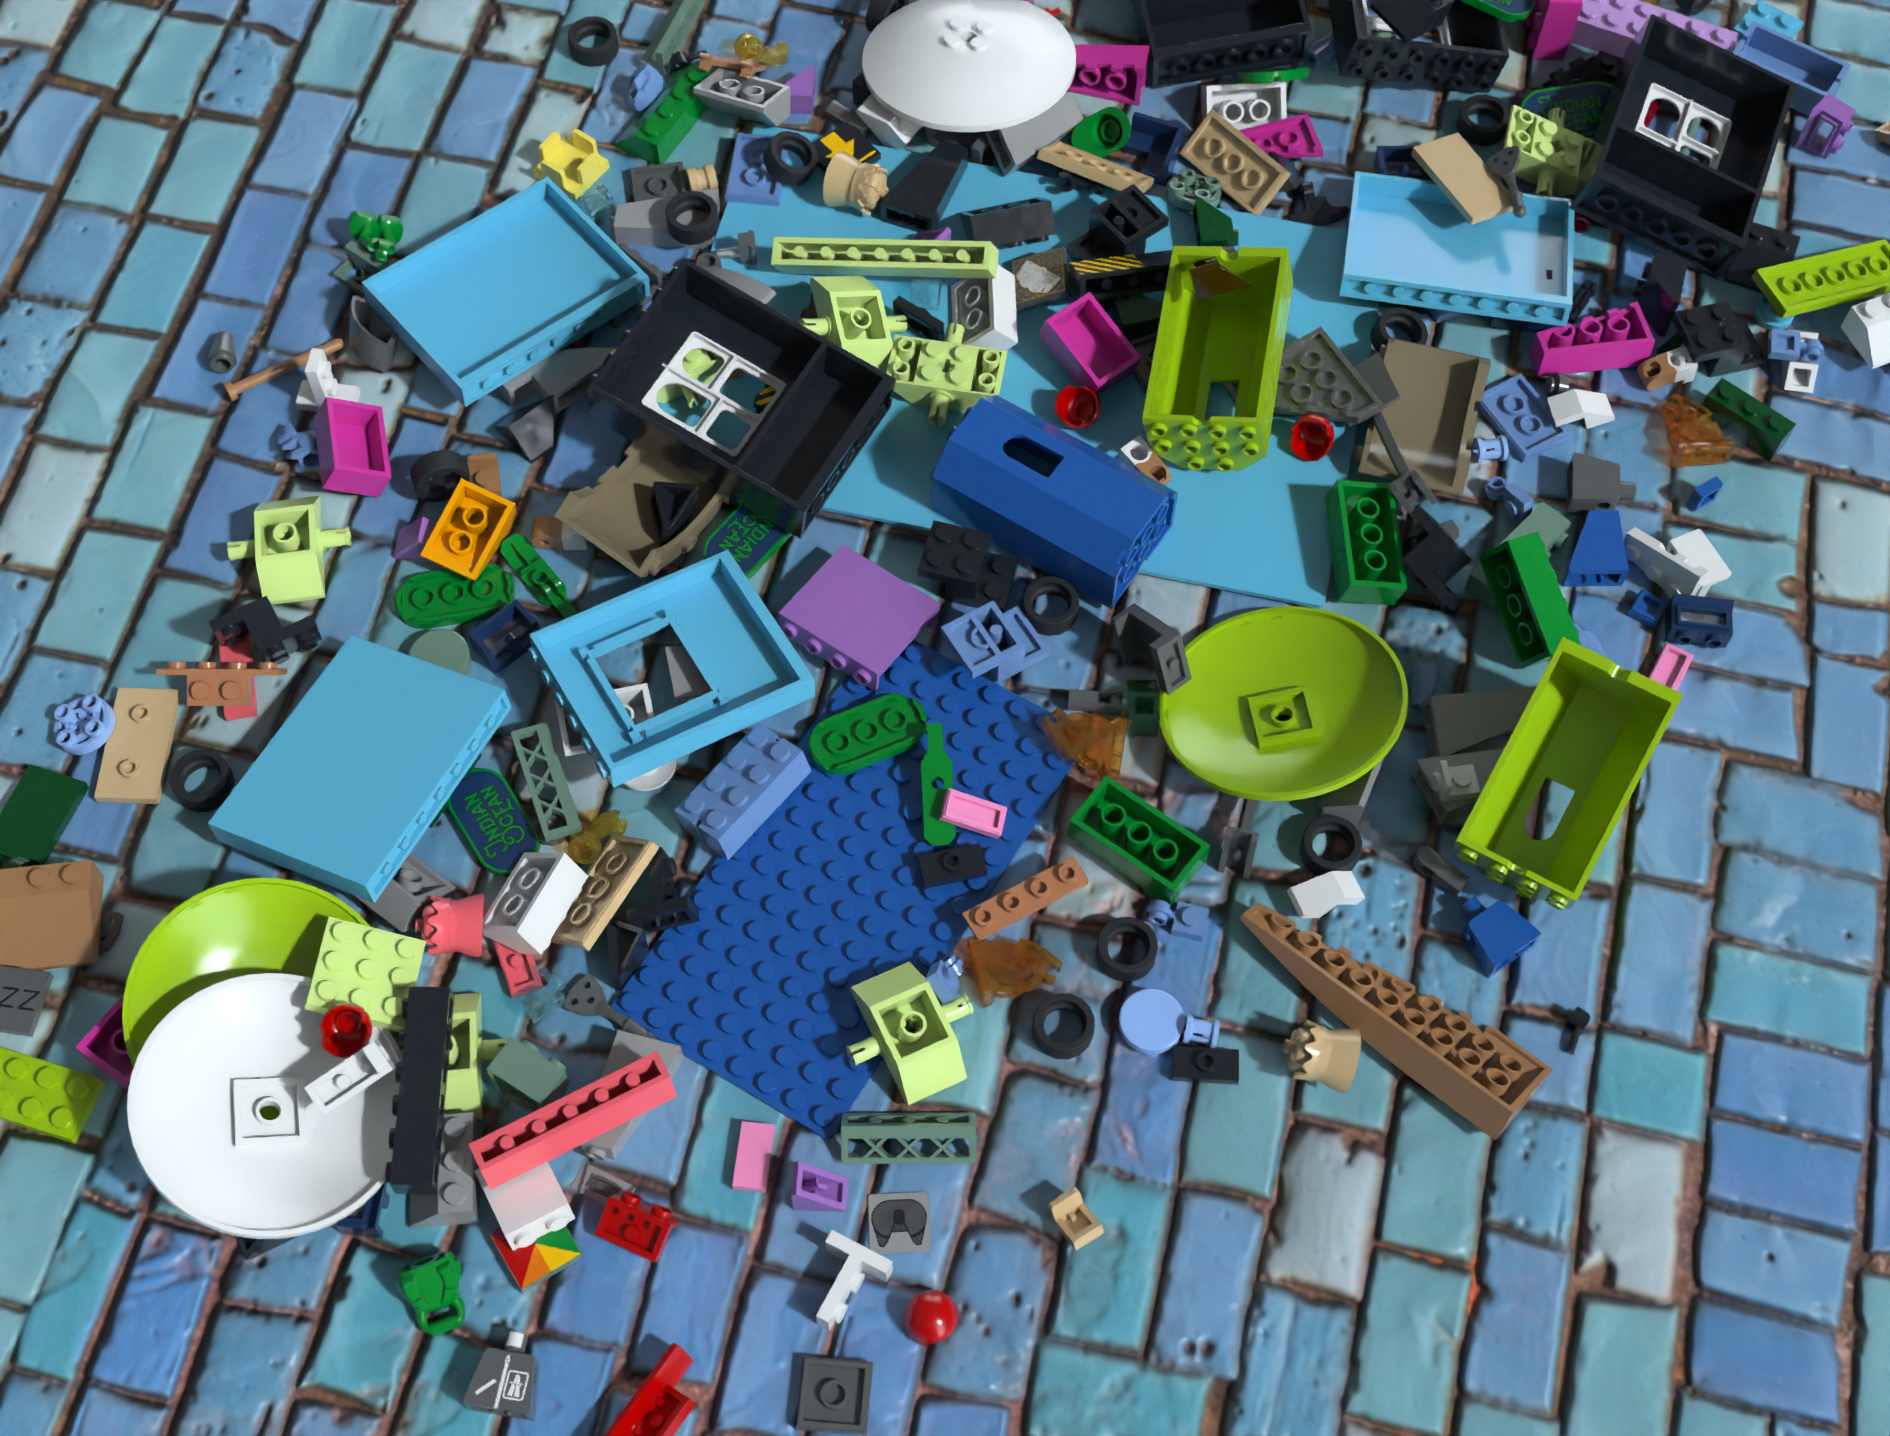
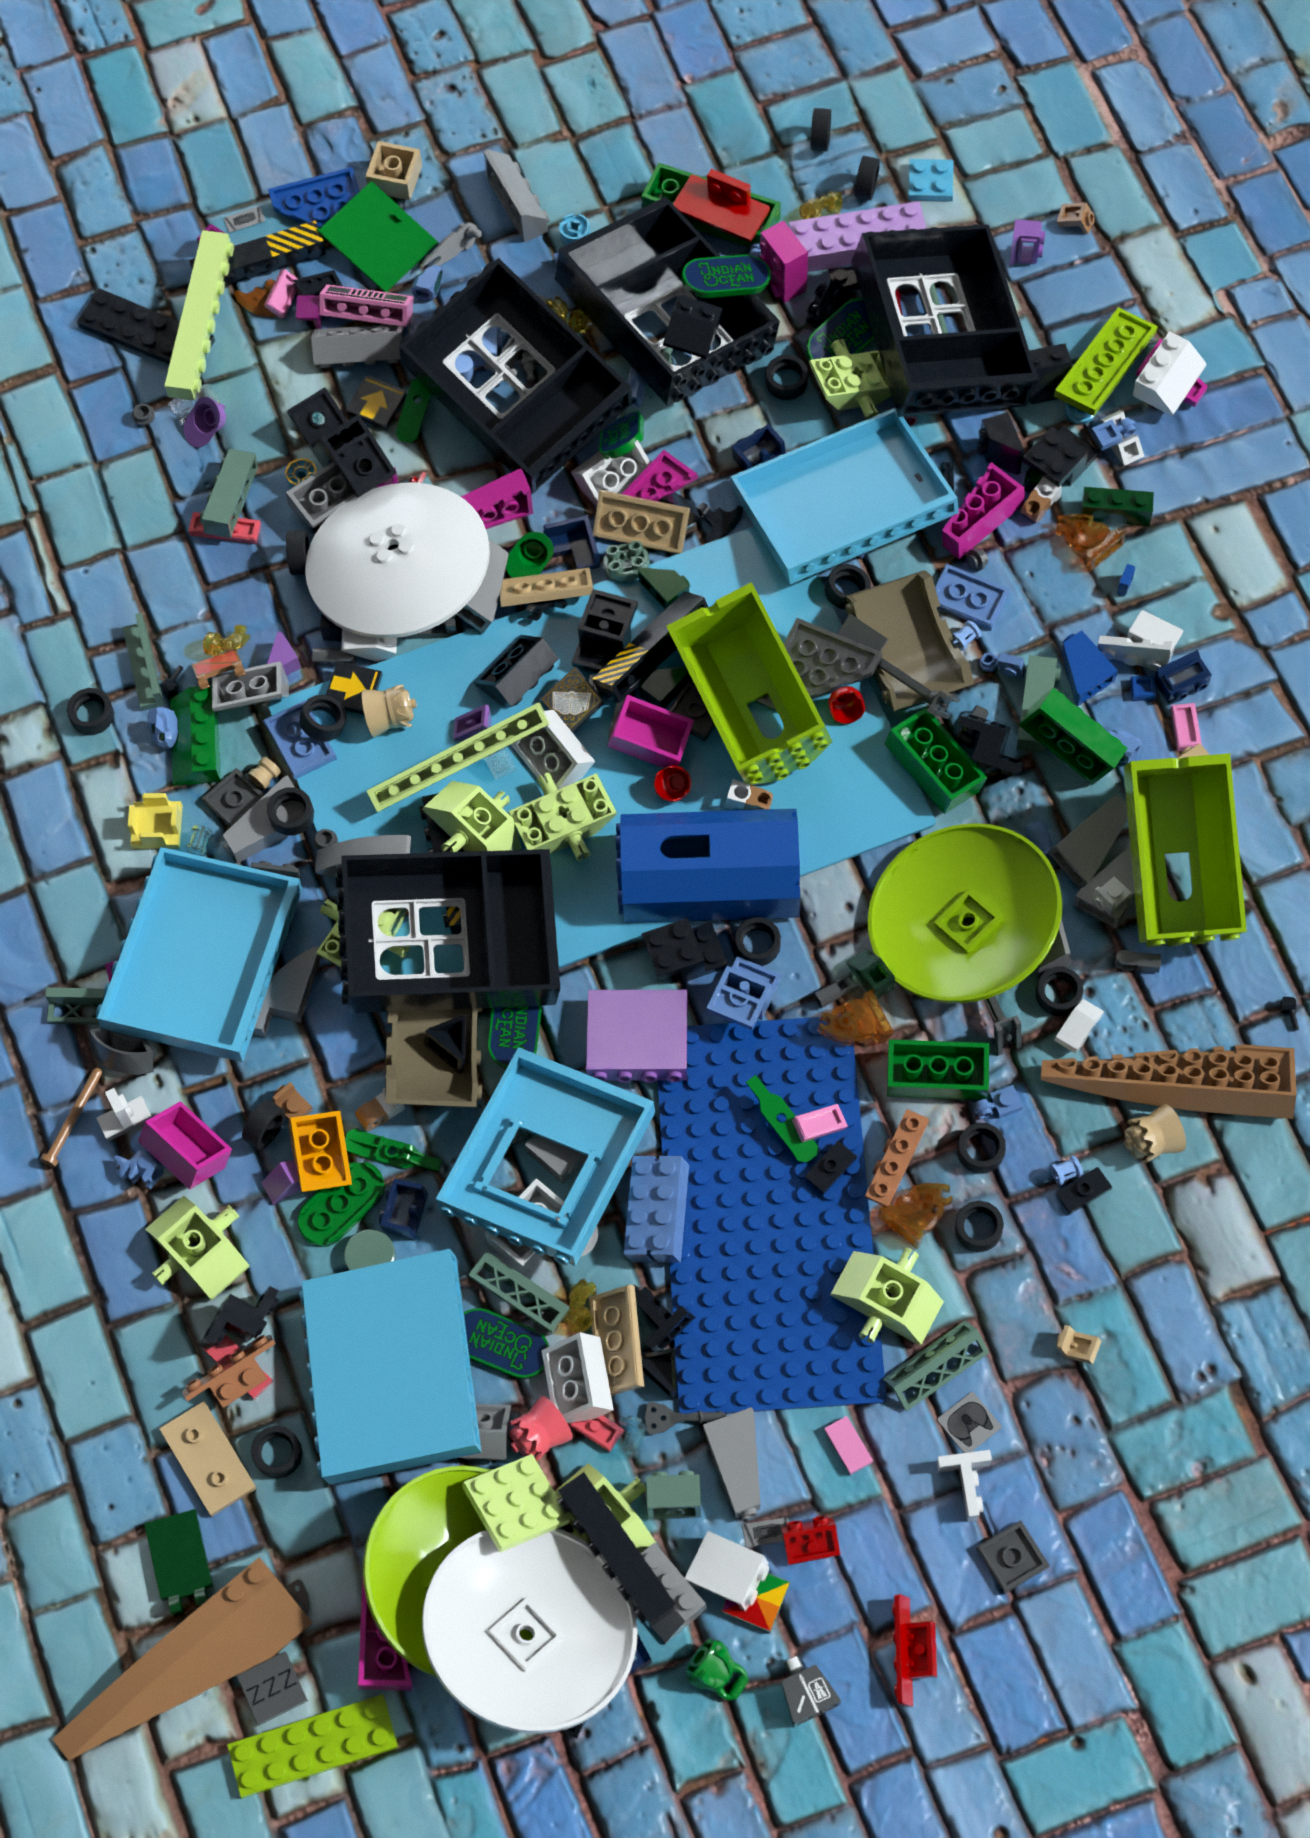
camera: 30 degrees left, 5 degrees up
(83, 724) = (158, 1470): light blue tile -> none
(222, 353) = (18, 1135): dark grey cone -> none
(345, 1029) = (541, 1547): red hair -> none
(350, 1077) = (569, 1572): white bracket -> none
(375, 234) = (60, 962): green piece -> none
(531, 429) = (294, 1046): black slope -> none
(573, 1120) = (728, 1501): coral brick -> none
(745, 251) = (344, 810): dark grey piece -> none
(818, 1189) = (906, 1438): medium lavender slope -> none
(867, 734) = (706, 1114): green tile -> none
(919, 319) = (511, 786): black plate -> none
(926, 191) = (439, 685): black slope -> none
(930, 1317) = (1034, 1468): red hair -> none
(944, 977) = (883, 1245): medium blue plate -> none
(1149, 638) = (855, 924): dark grey panel -> none
(1151, 1021) = (1031, 1185): light blue tile -> none
(1213, 279) = (714, 636): dark brown slope -> none
(1463, 178) = (812, 437): tan tile -> none
(1496, 934) = (1202, 982): blue torso -> none
(1497, 166) = (842, 417): dark grey piece -> none
(1578, 405) = (1004, 565): white slope -> none
(1594, 485) = (1051, 619): dark grey torso -> none
(1807, 67) = (970, 206): medium blue piece -> none

